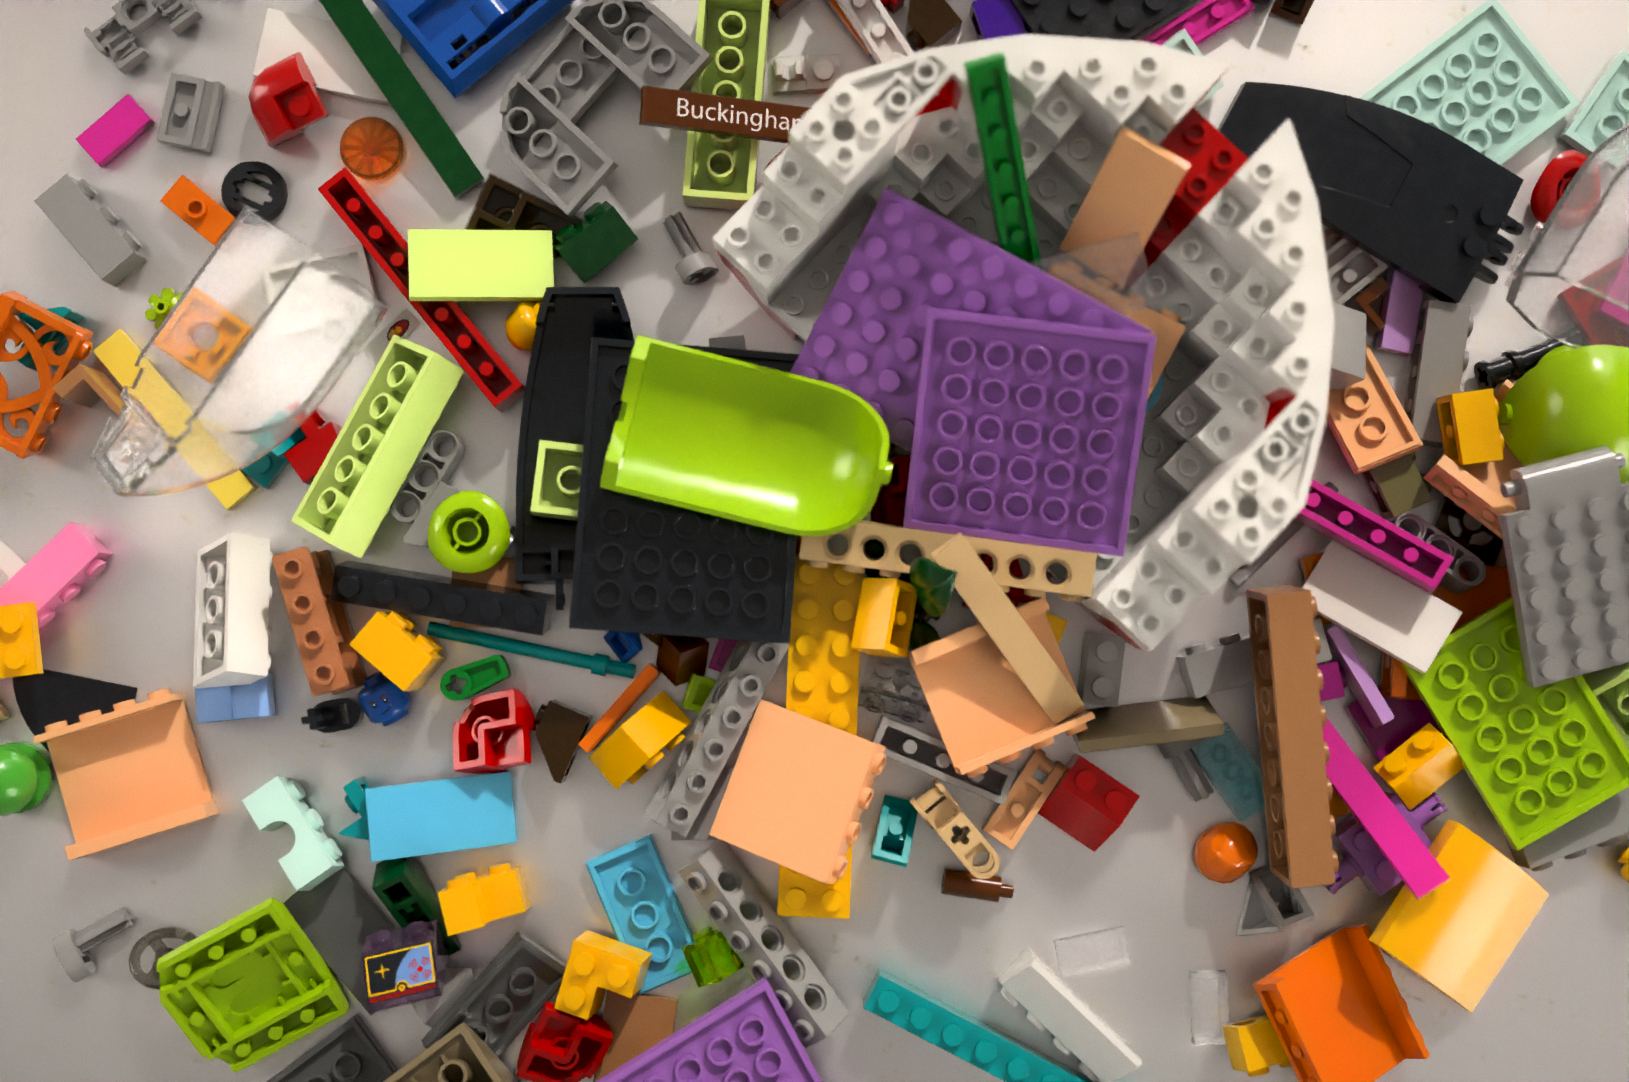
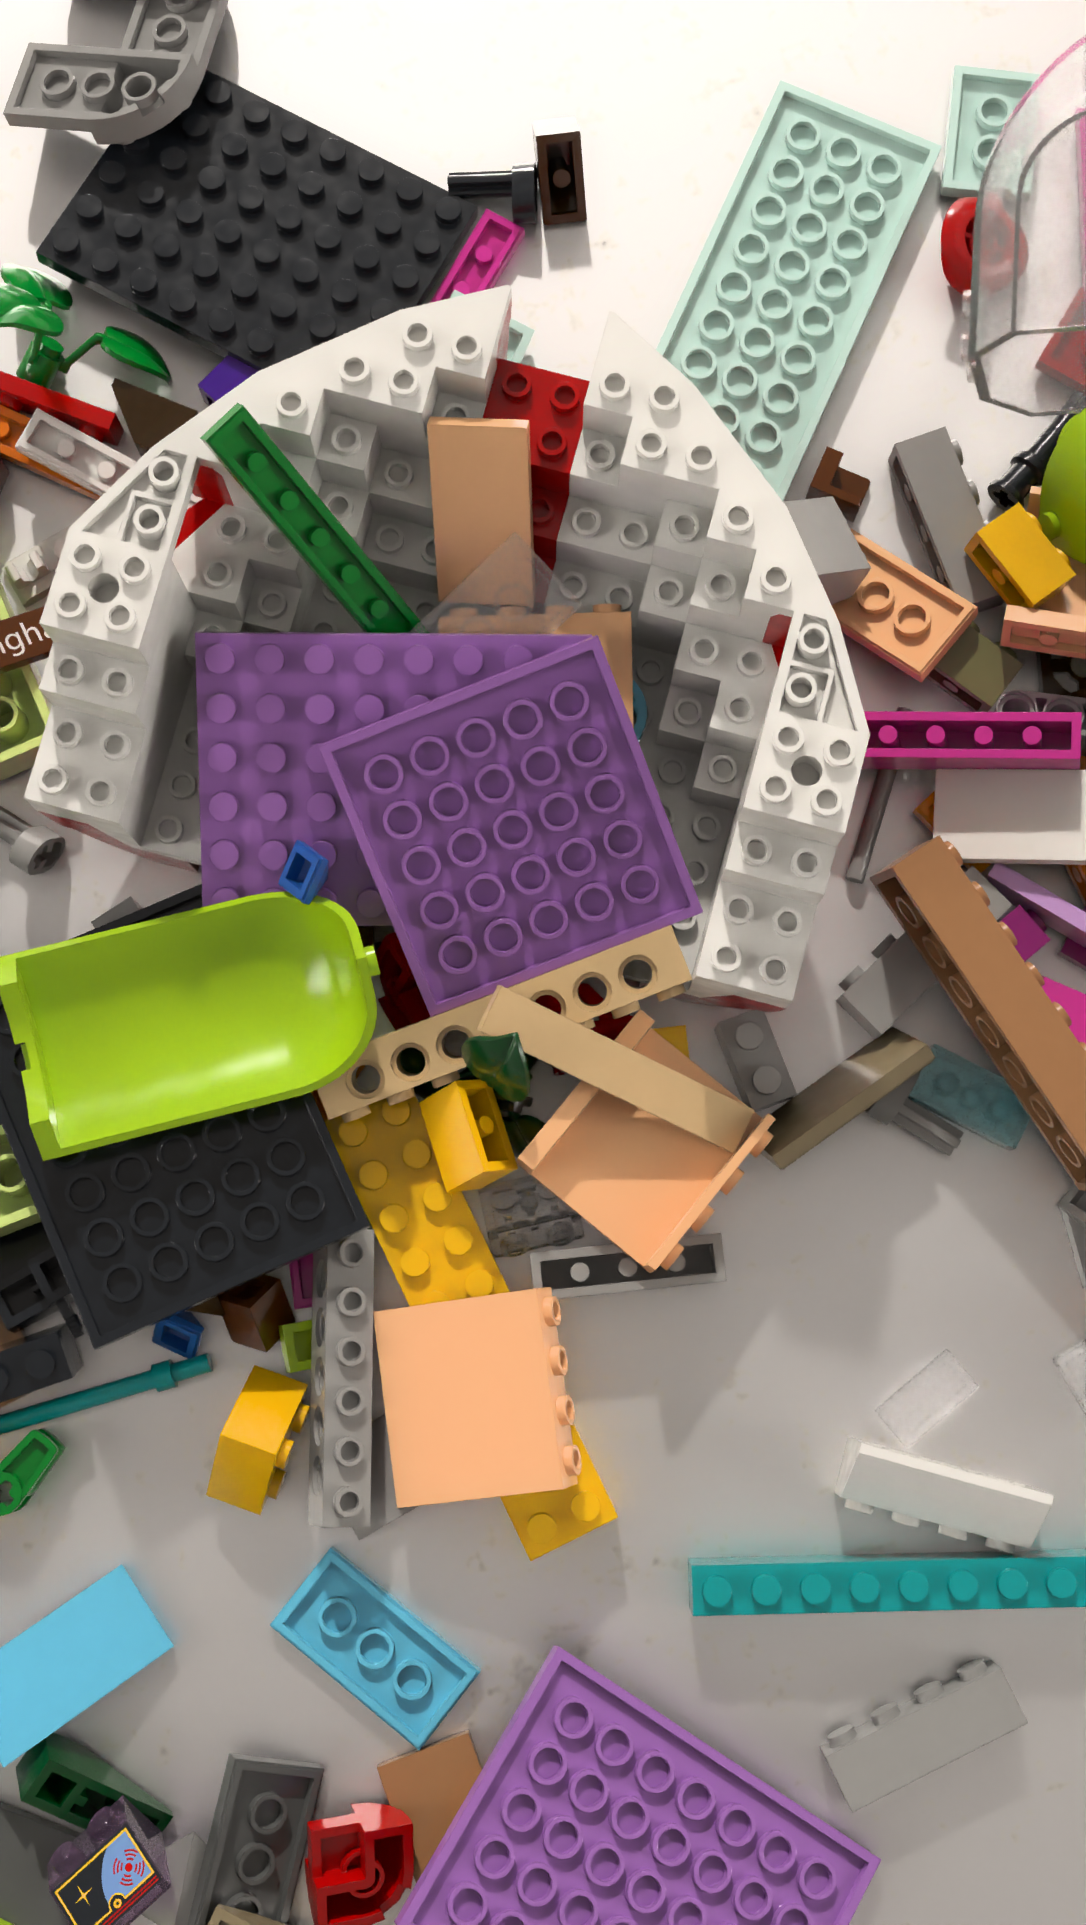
camera: 25 degrees left, 5 degrees down
(475, 901) = (158, 1746): yellow brick -> none
(493, 733) = (77, 1528): red brick -> none
(559, 734) = (160, 1488): dark brown slope -> none
(597, 966) = (345, 1745): yellow brick -> none
(620, 708) = (214, 1413): orange tile -> none
(711, 957) = (480, 1653): clear neon green brick -> none
(764, 942) = (533, 1602): light grey brick -> none
(871, 387) = (304, 872): none -> blue slope
(894, 831) = (617, 1382): teal slope -> none
(945, 816) = (666, 1336): tan piece -> none
(966, 885) = (747, 1396): reddish brown cylinder -> none
(1024, 799) = (749, 1262): light nougat plate -> none
(1088, 803) = (824, 1225): red slope -> none
(1225, 852) = (1016, 1196): orange hat -> none
(1350, 269) = (786, 453): light grey plate -> none
(1389, 182) = (786, 338): black windscreen -> none
(1399, 314) = (866, 462): lavender tile -> none

